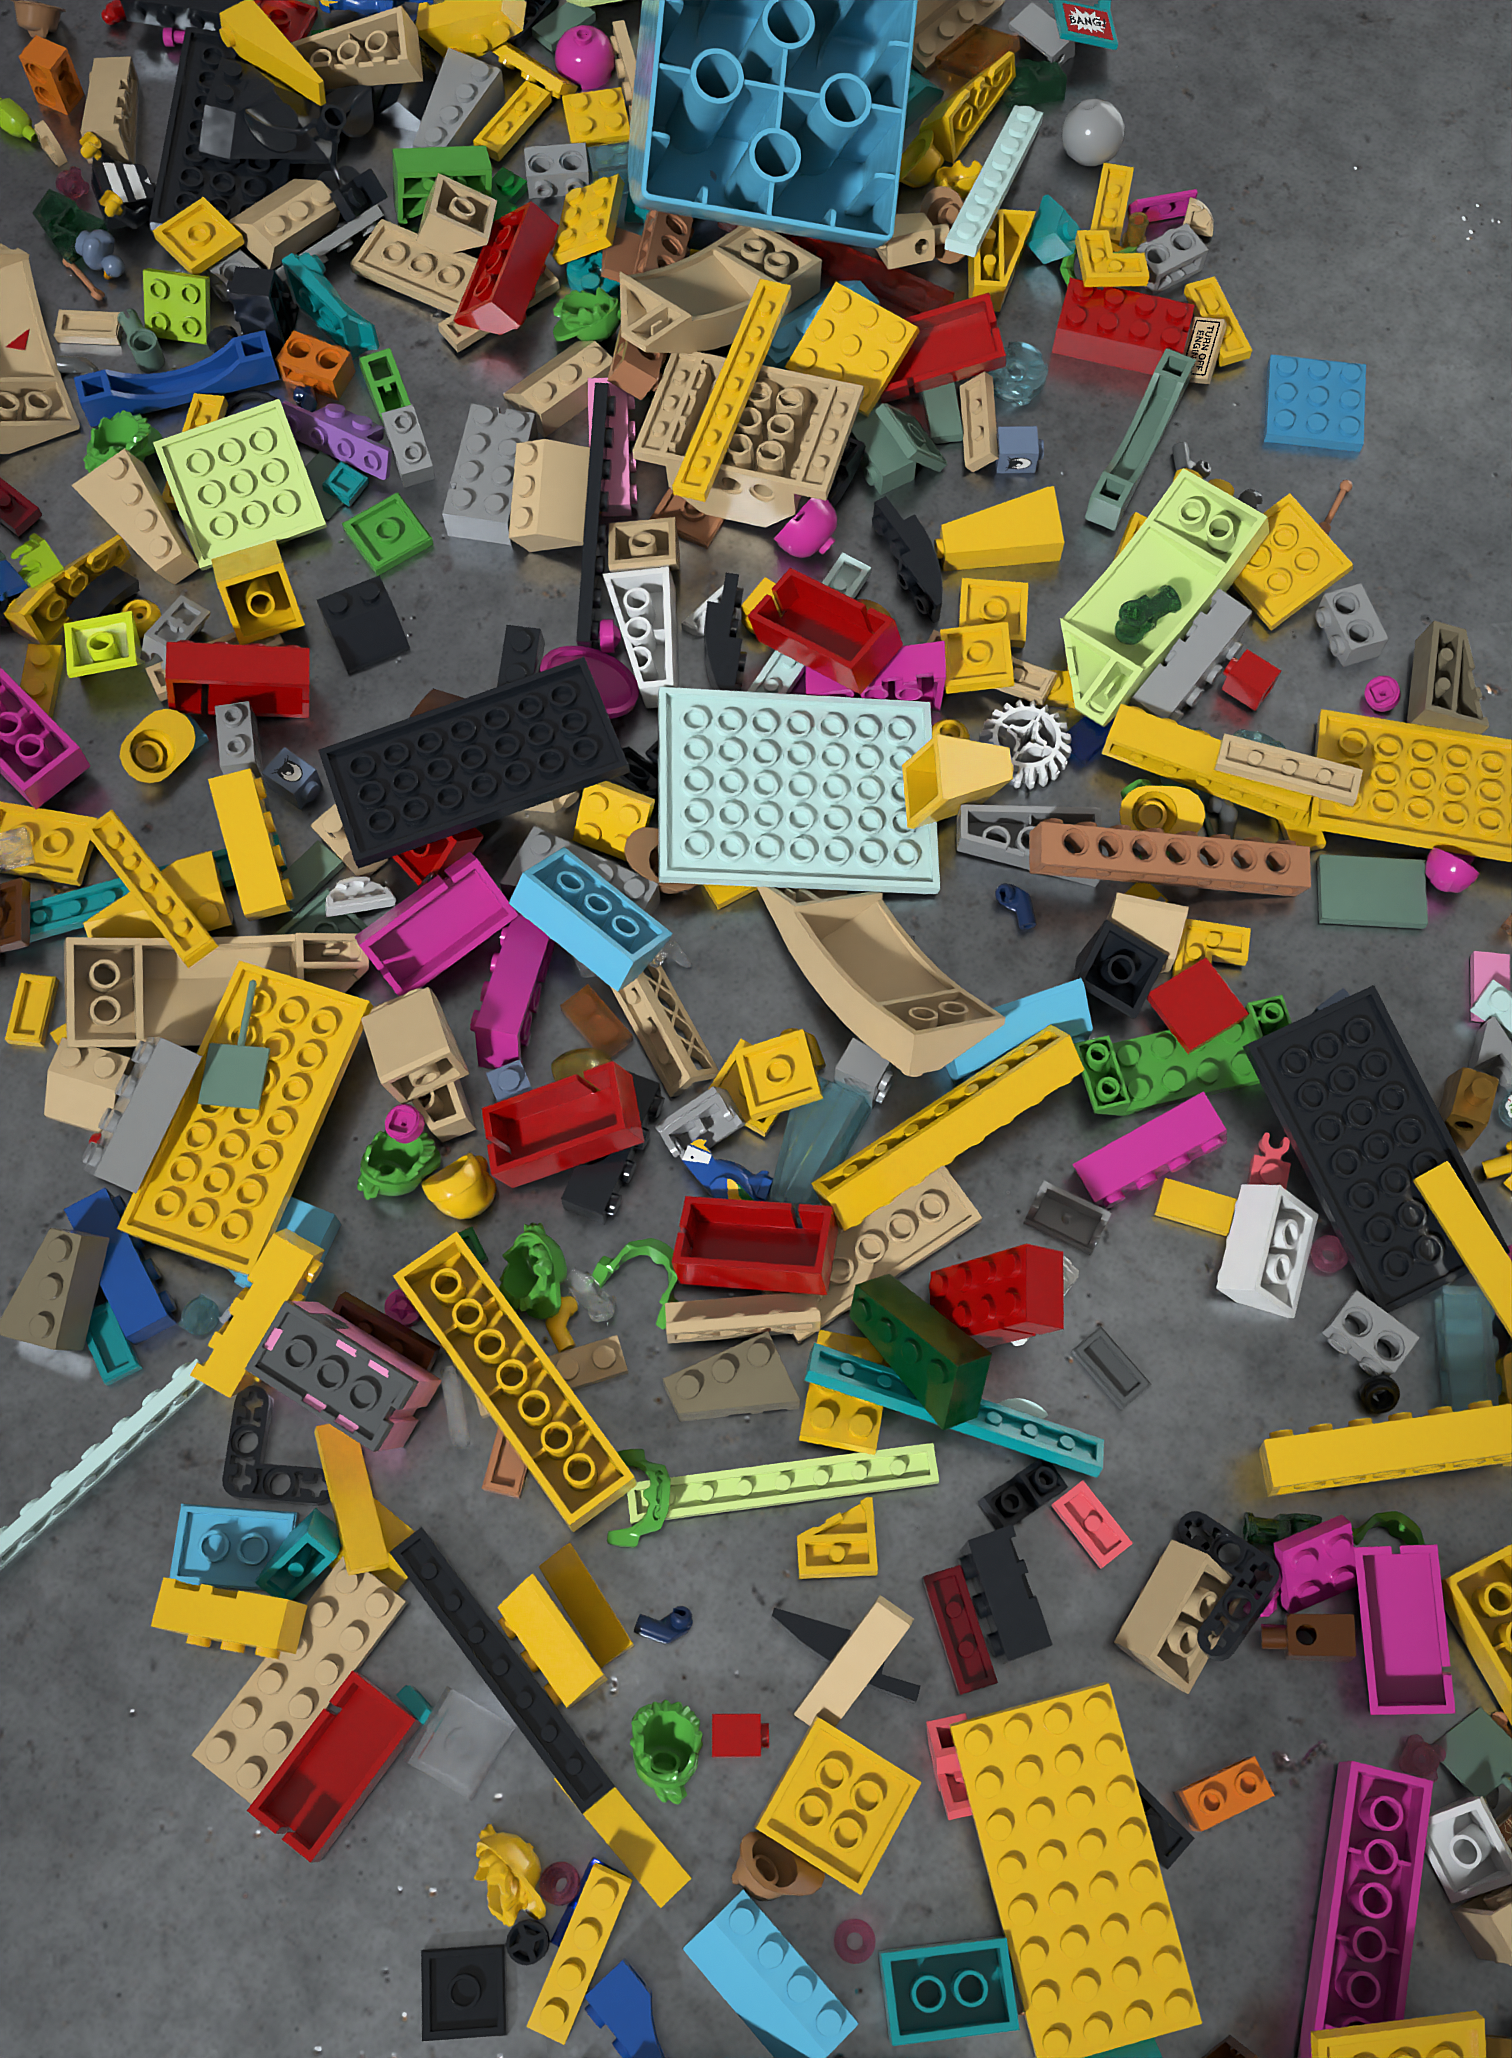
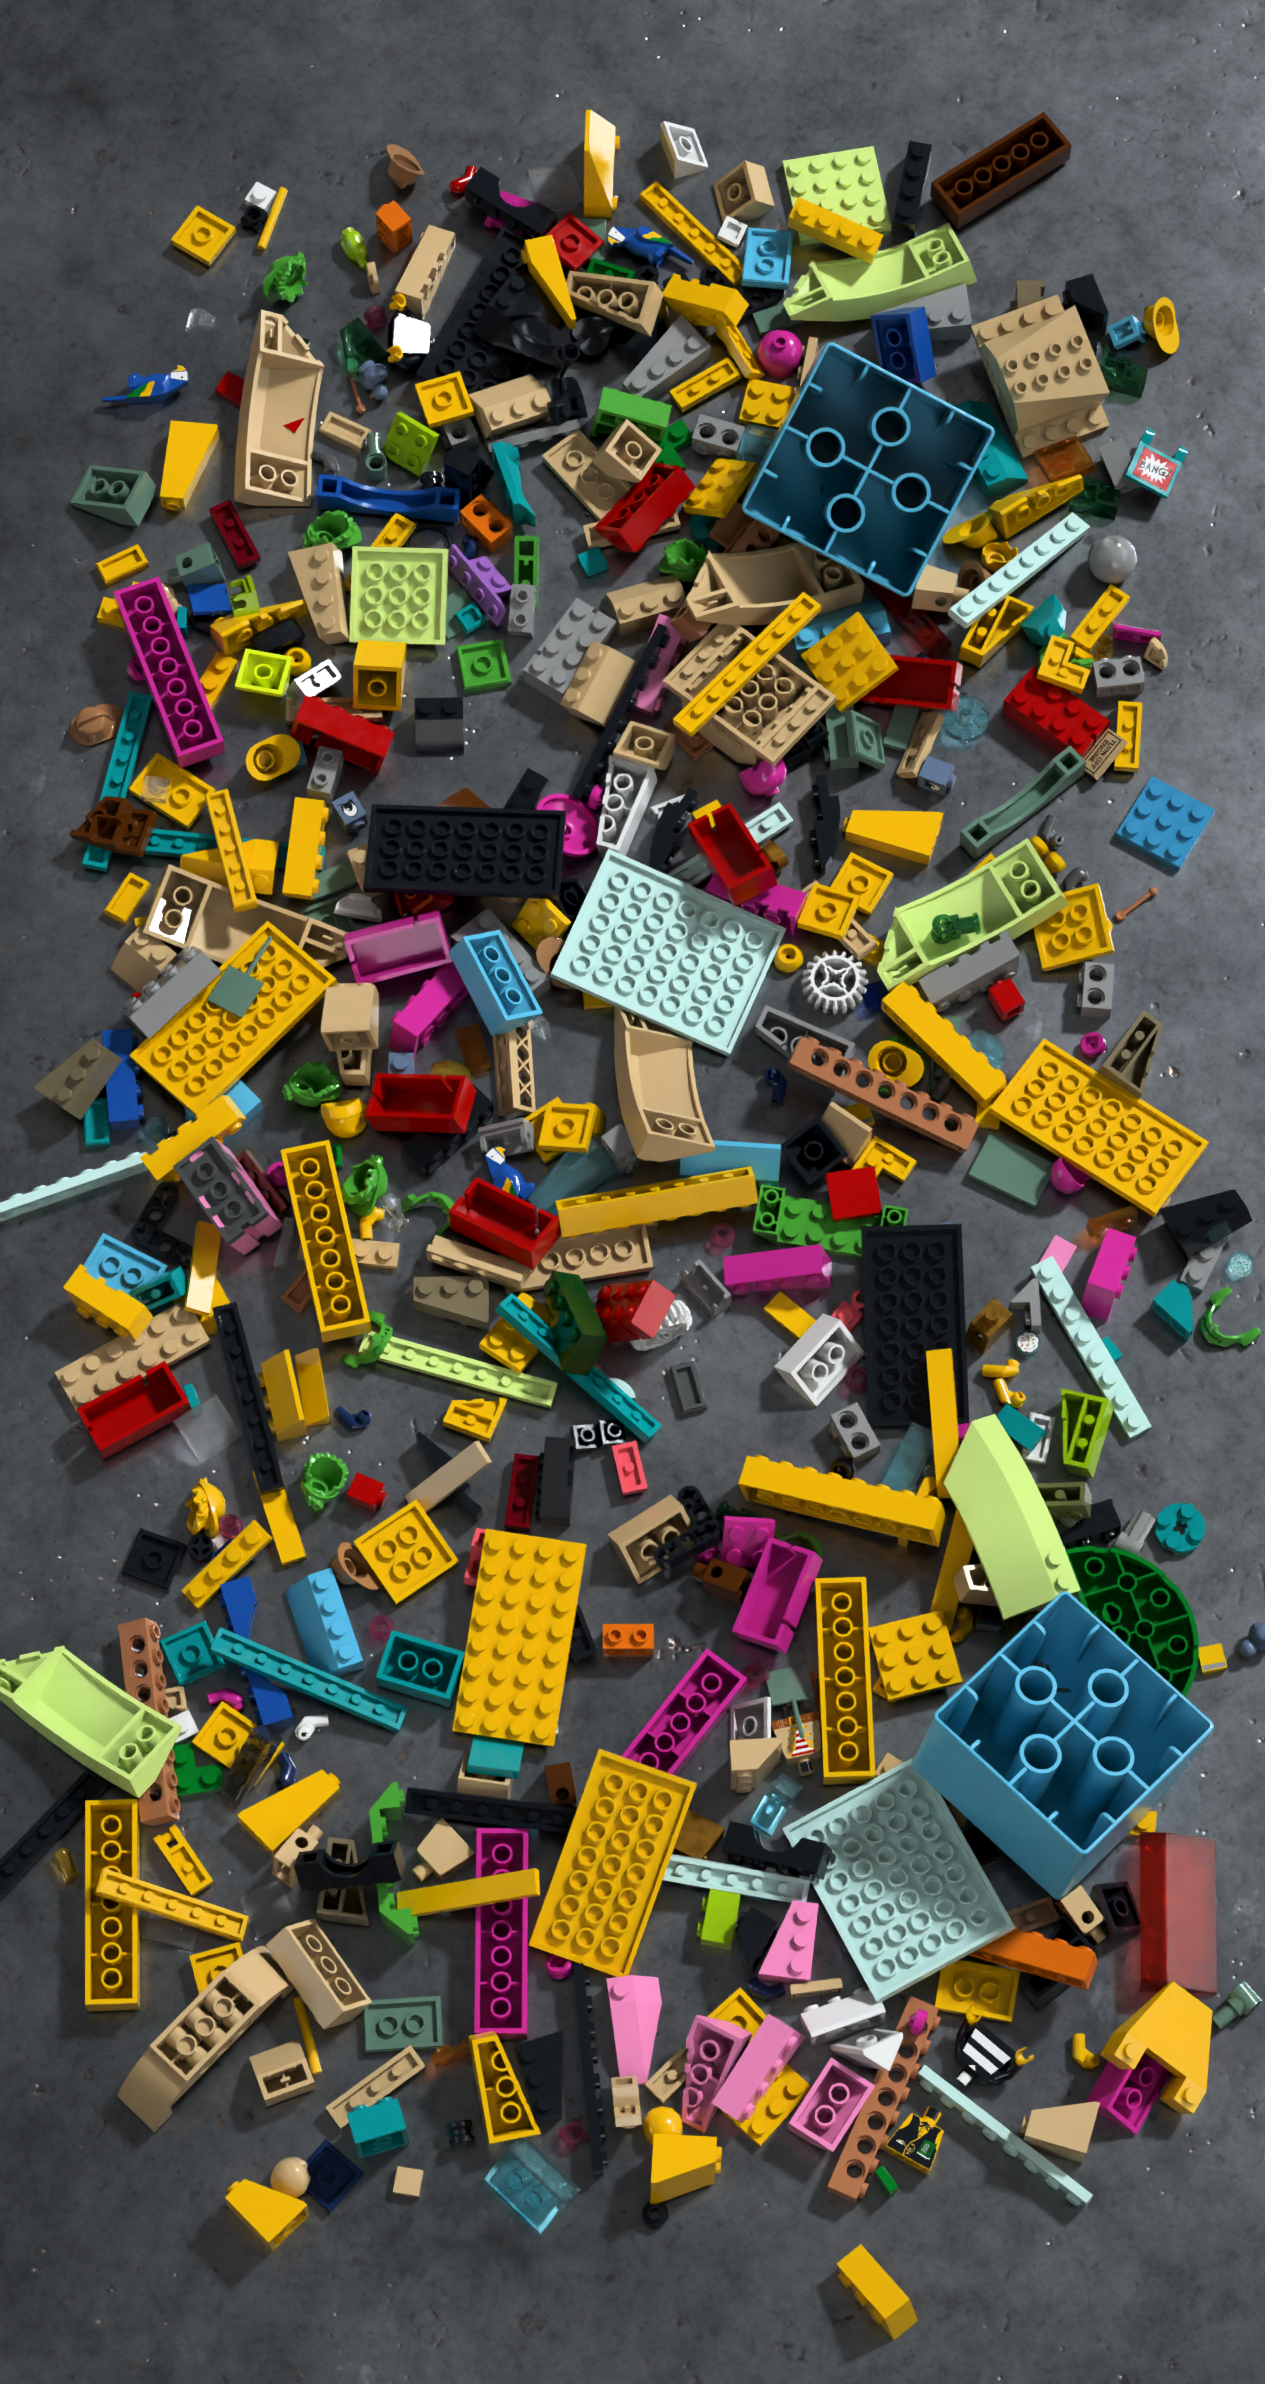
camera: 25 degrees right, 0 degrees up
(404, 1123) = (326, 1063): dark pink tile -> none
(469, 363) = (592, 562): none -> teal tile
(951, 774) = (771, 984): yellow slope -> none
(1049, 1144) = (722, 1242): none -> clear pink plate
(1288, 769) = (984, 1068): tan plate -> none

